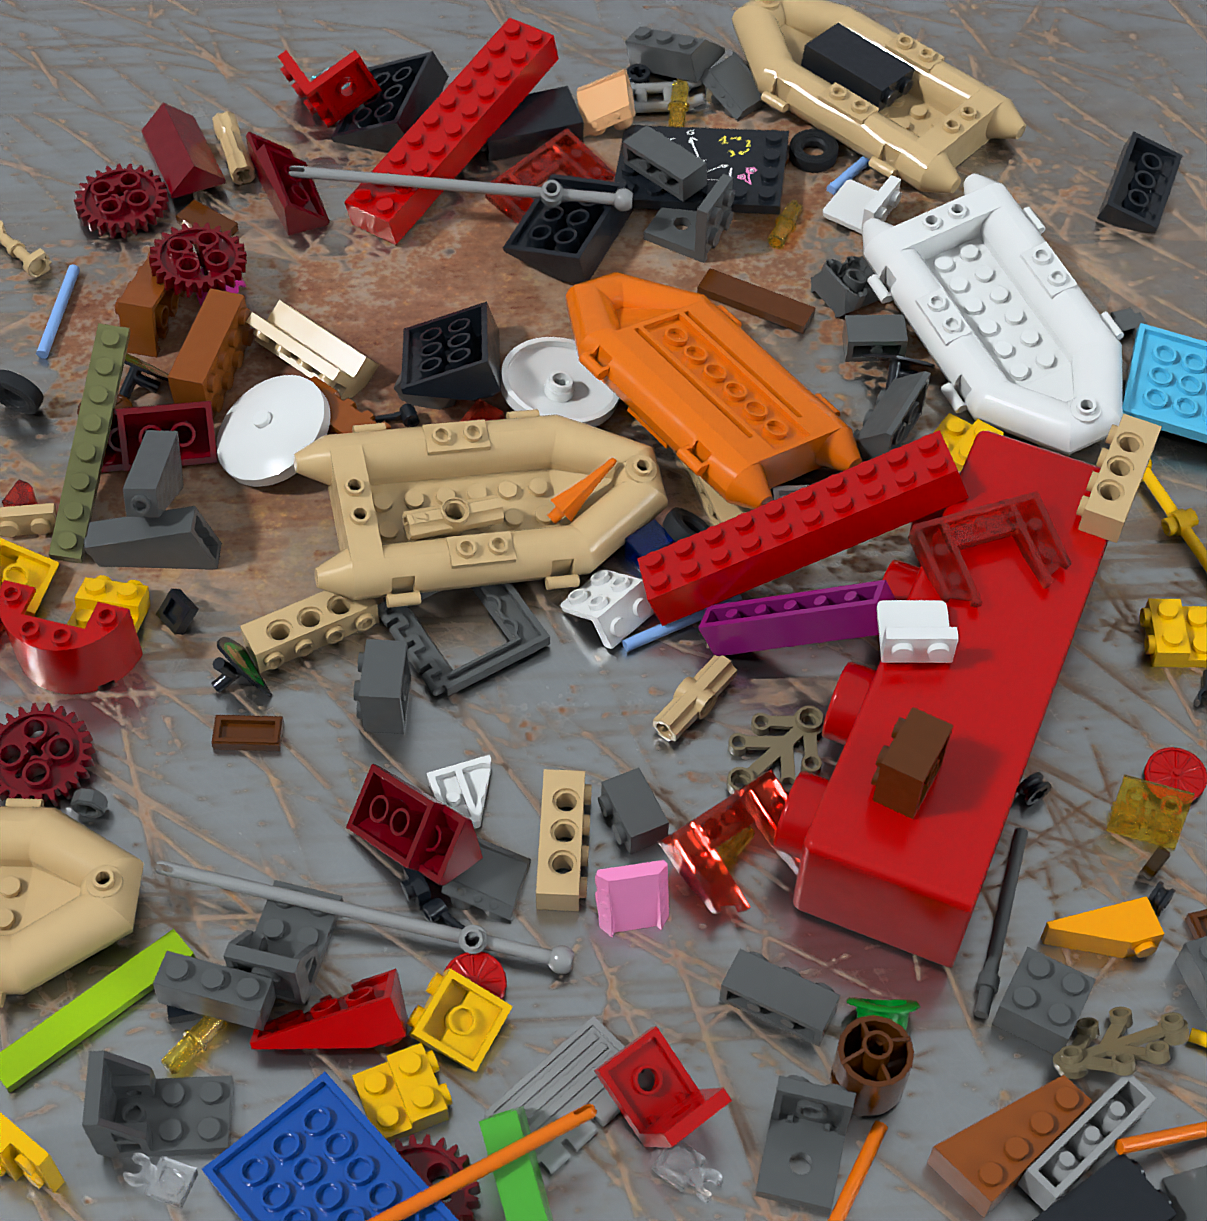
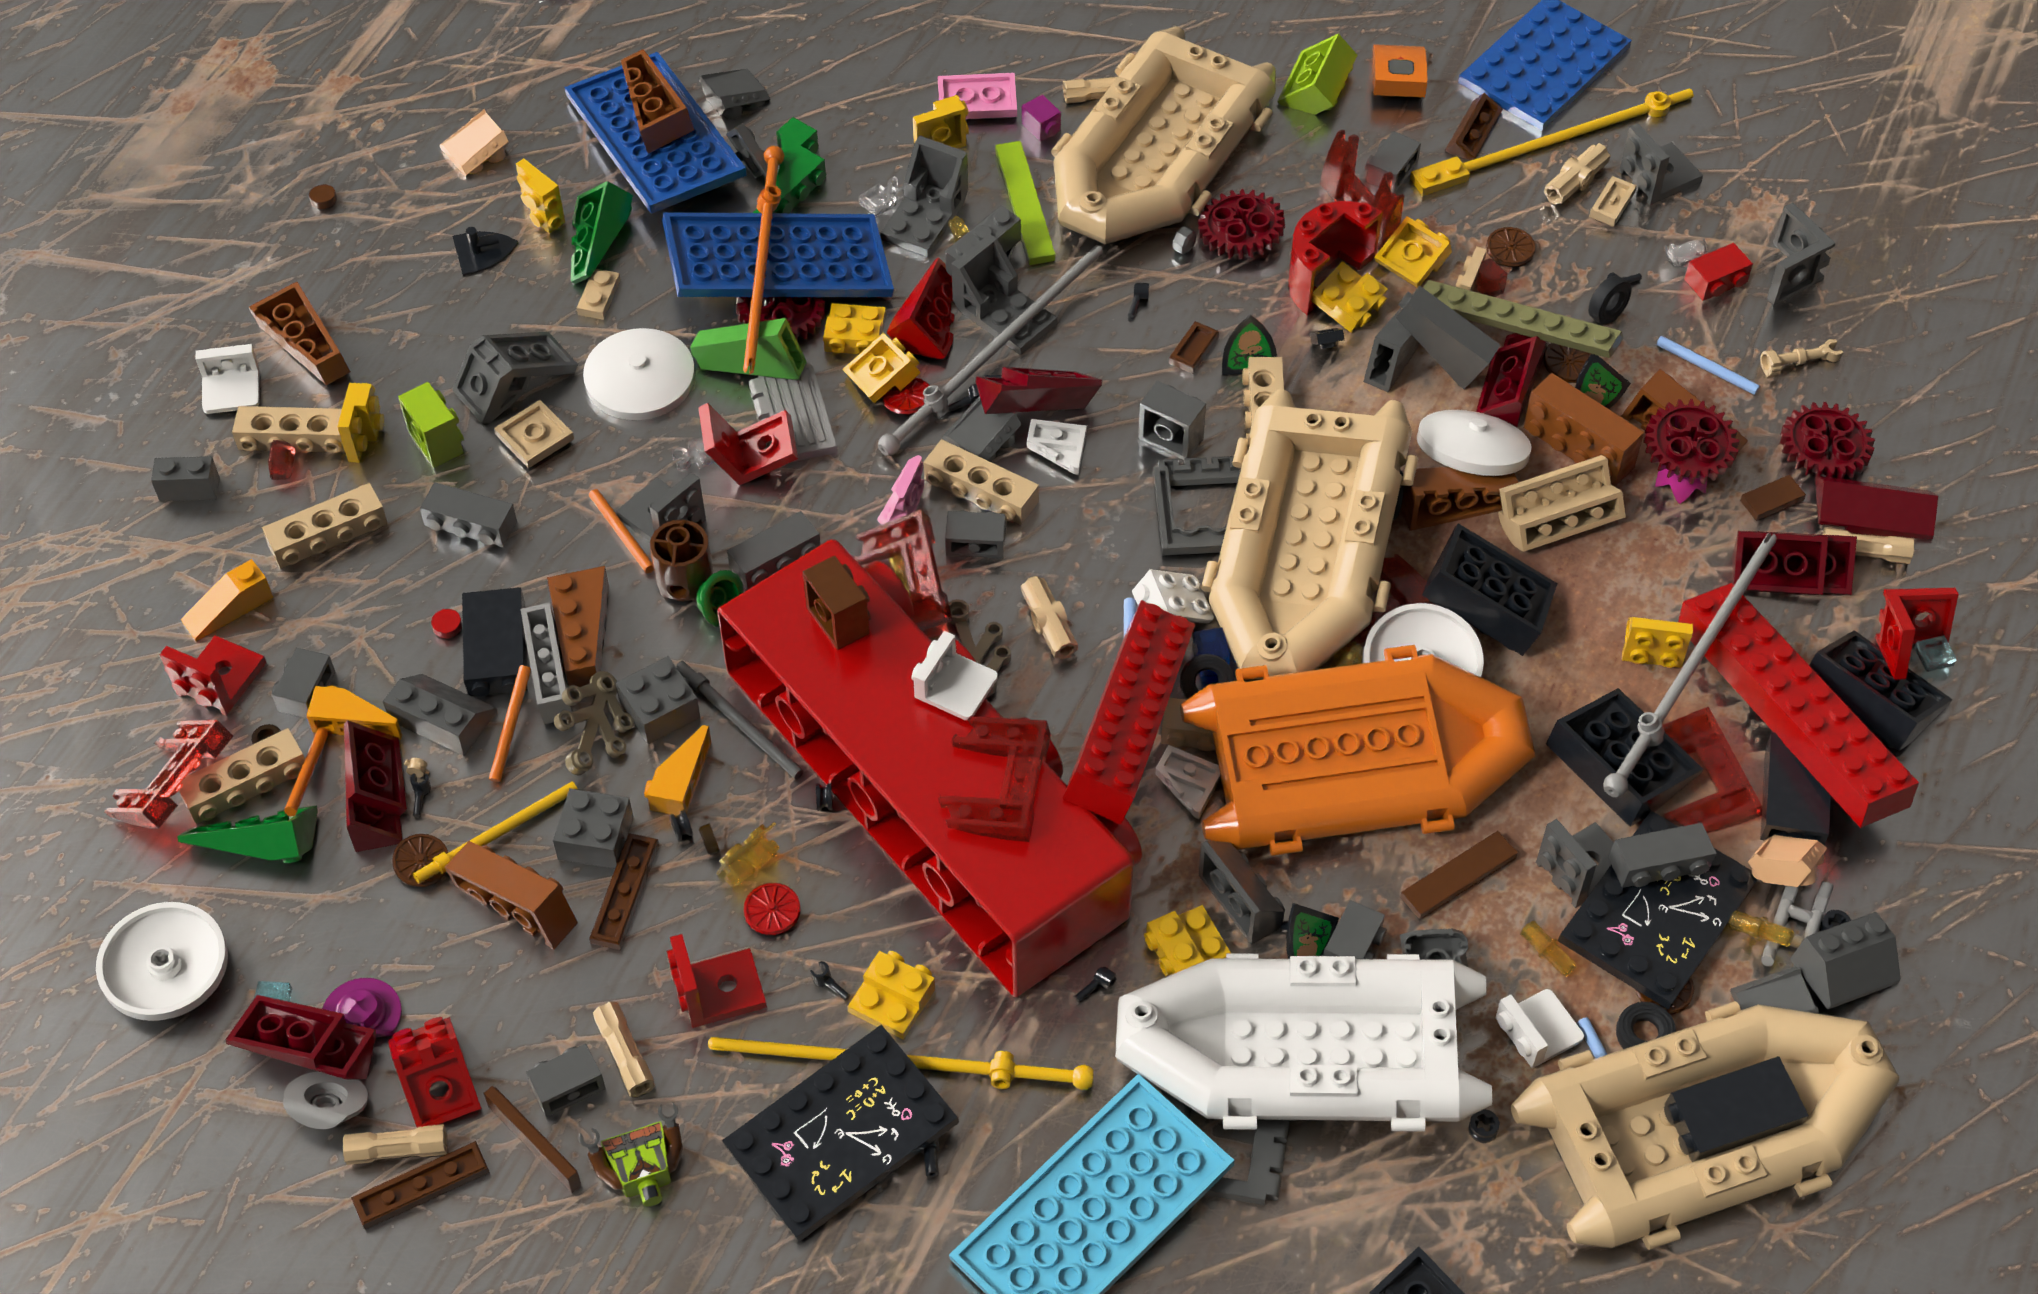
camera: 120 degrees right, 0 degrees up
(192, 819) = (1141, 291): none -> black hand
(435, 233) = (1656, 642): none -> yellow plate
(435, 520) = (1294, 515): tan piece -> none
(571, 500) = (1275, 599): orange piece -> none
(794, 618) = (1052, 673): magenta brick -> none
(1119, 477) = (1031, 951): tan brick -> none

